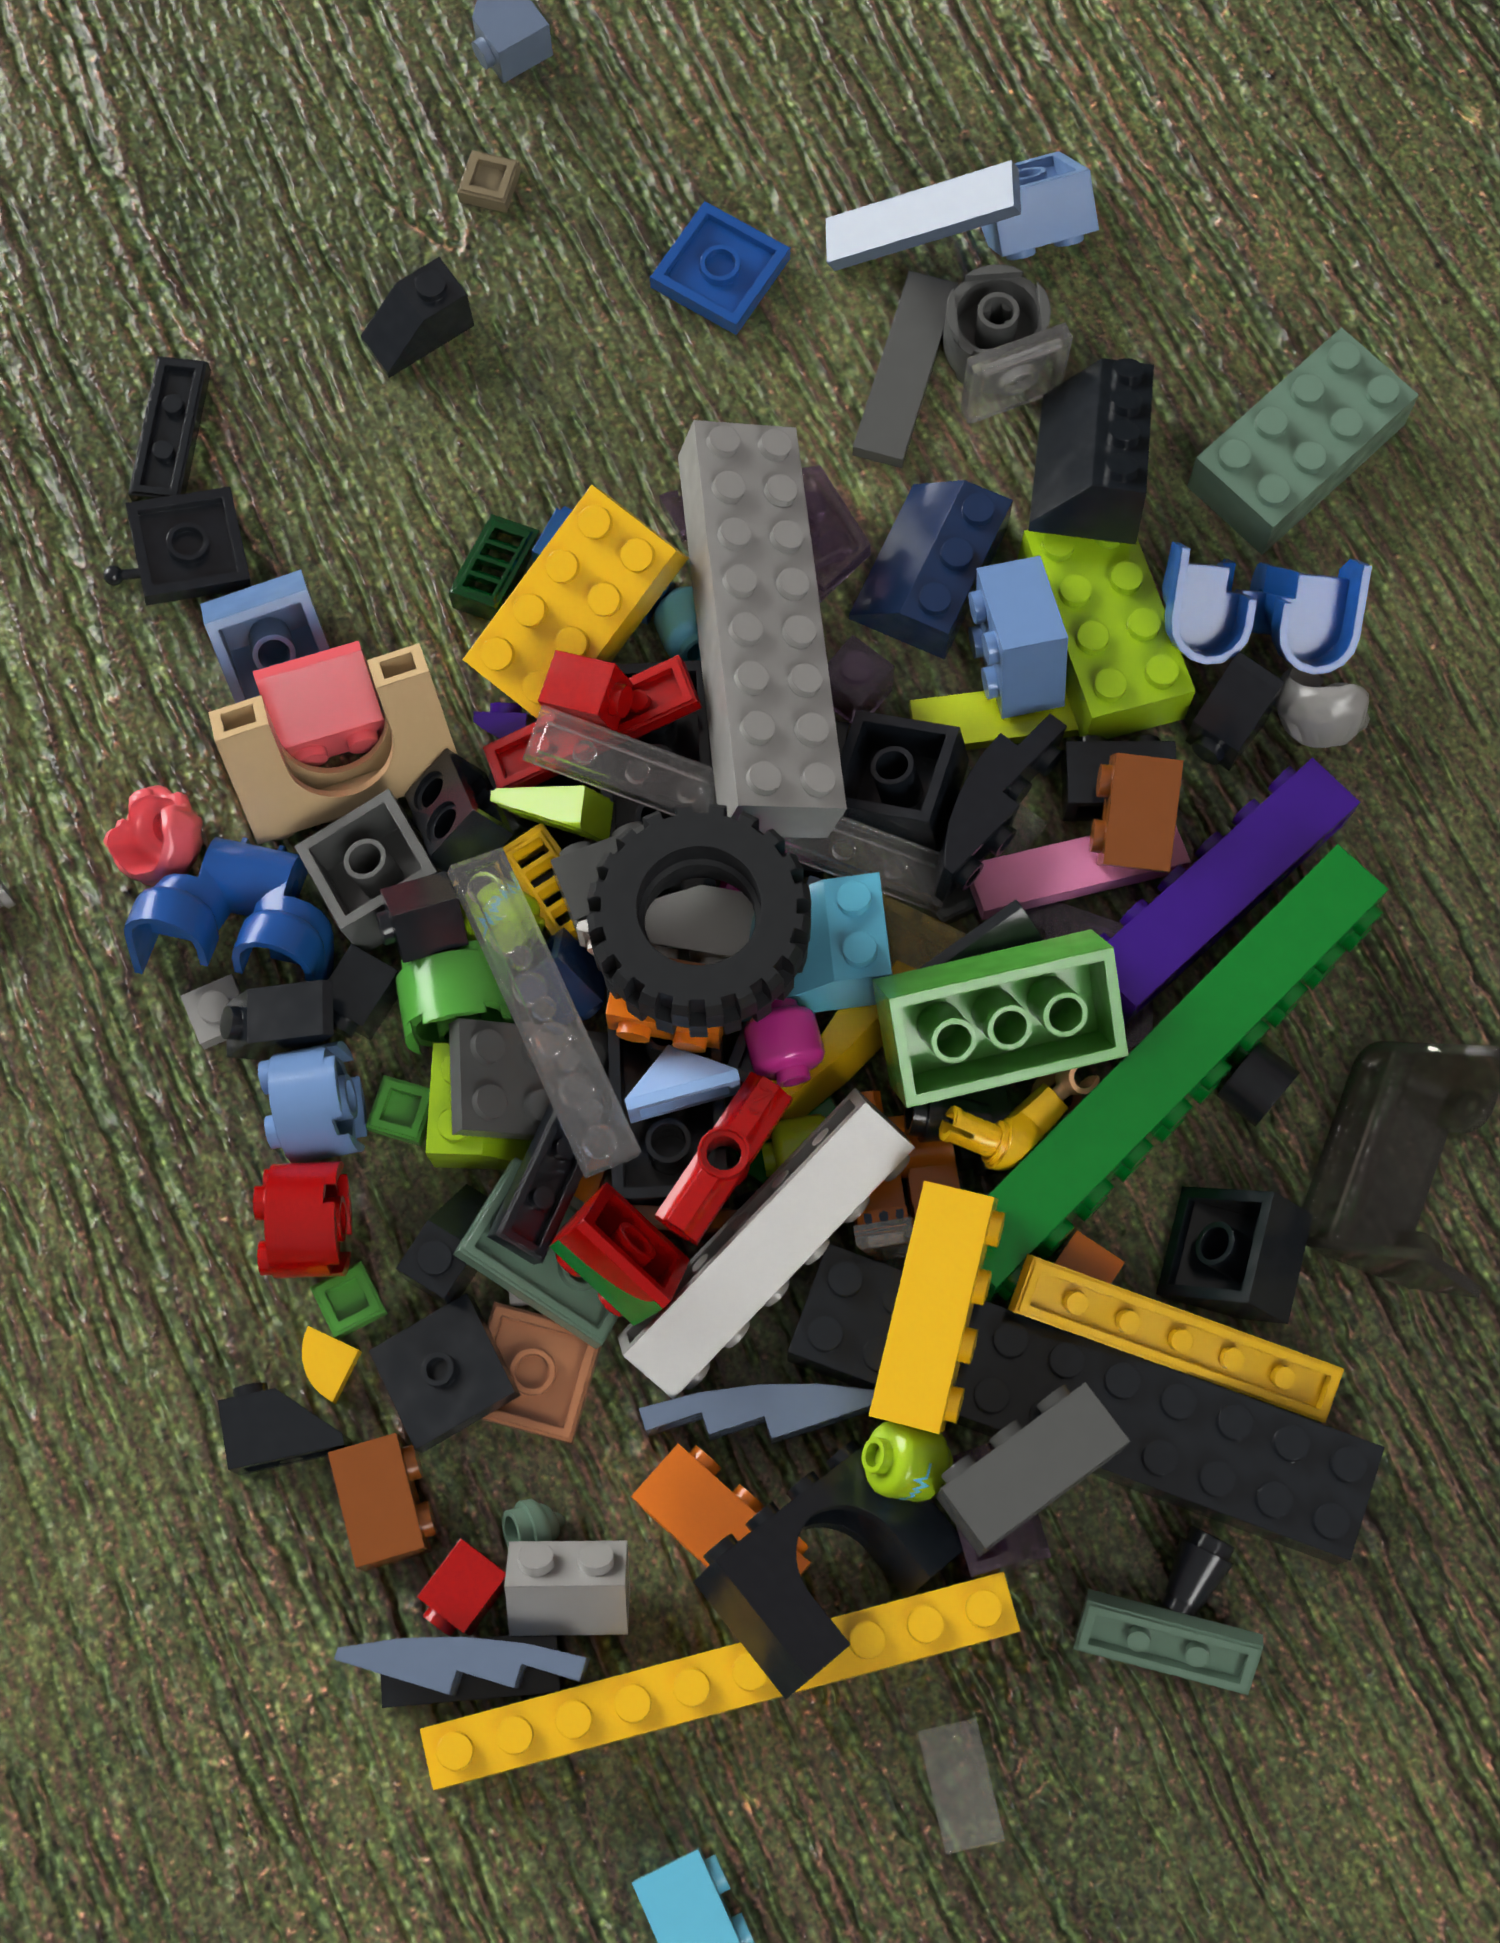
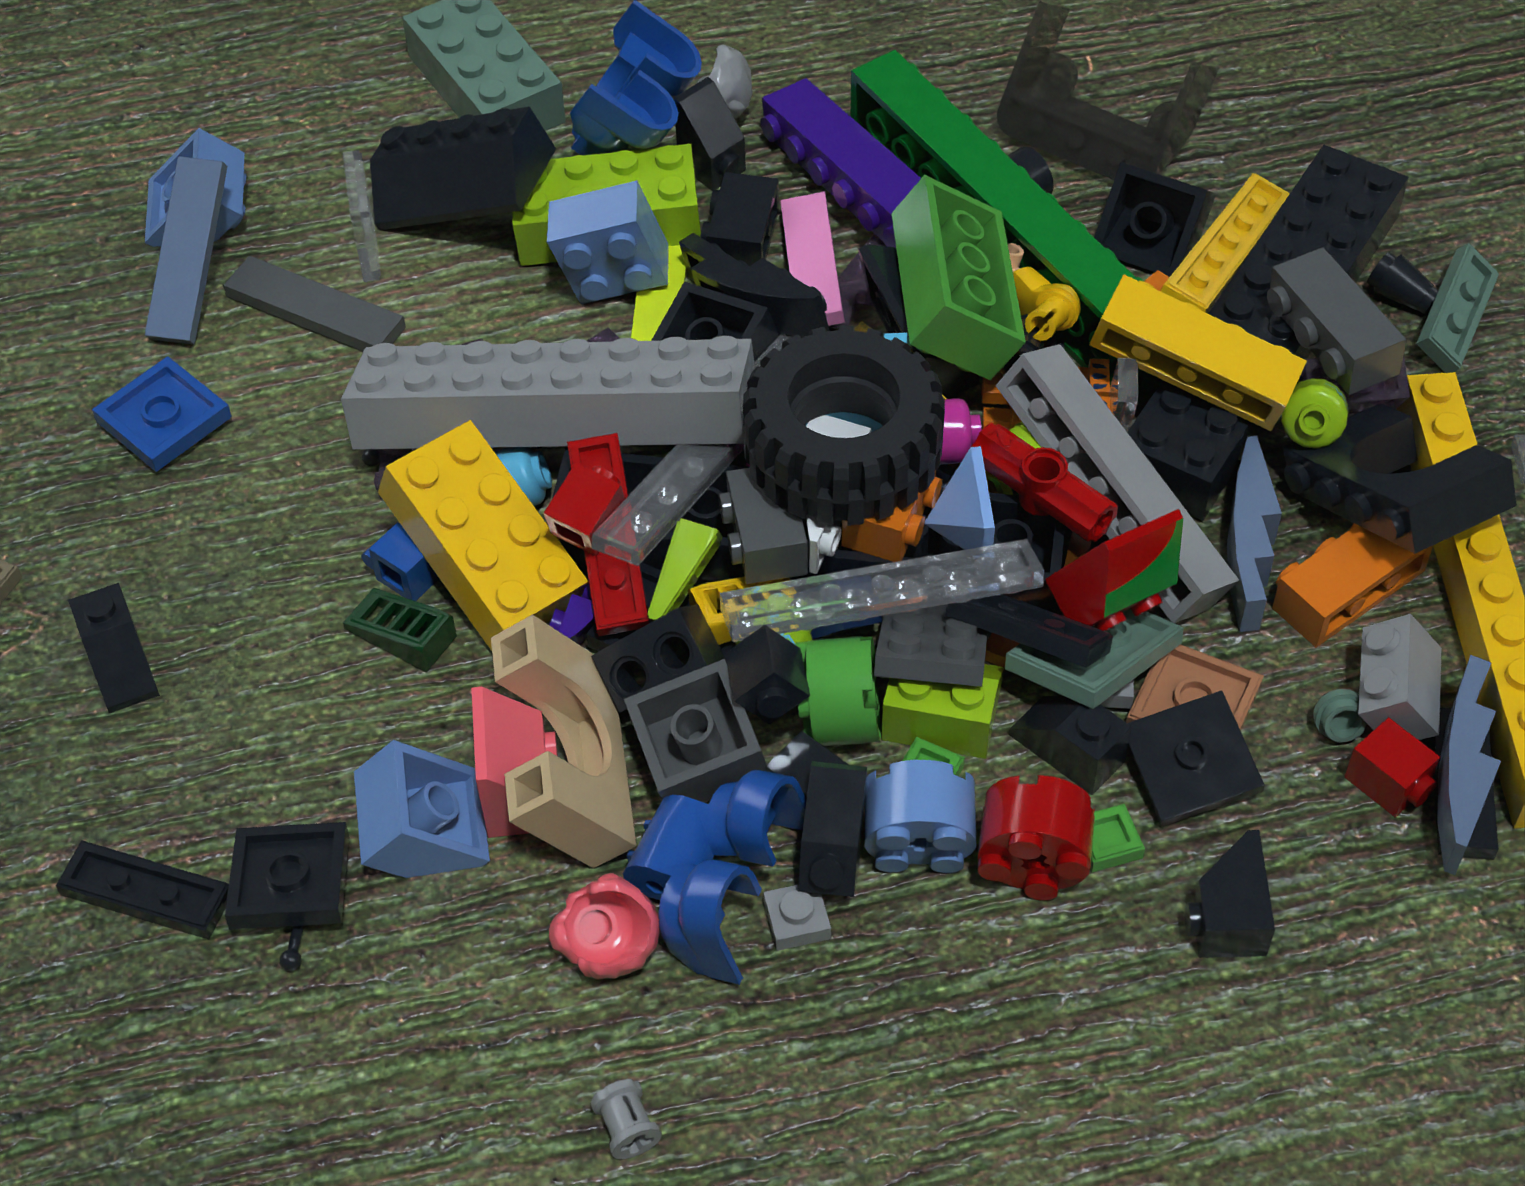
camera: 80 degrees left, 20 degrees down
(327, 1362) = (1167, 860): yellow tile -> none
(382, 1501) = (1311, 822): dark orange brick -> none
(931, 563) = (507, 298): dark blue slope -> none
(990, 311) = (308, 227): dark grey brick -> none
(1137, 812) = (787, 191): dark orange brick -> none

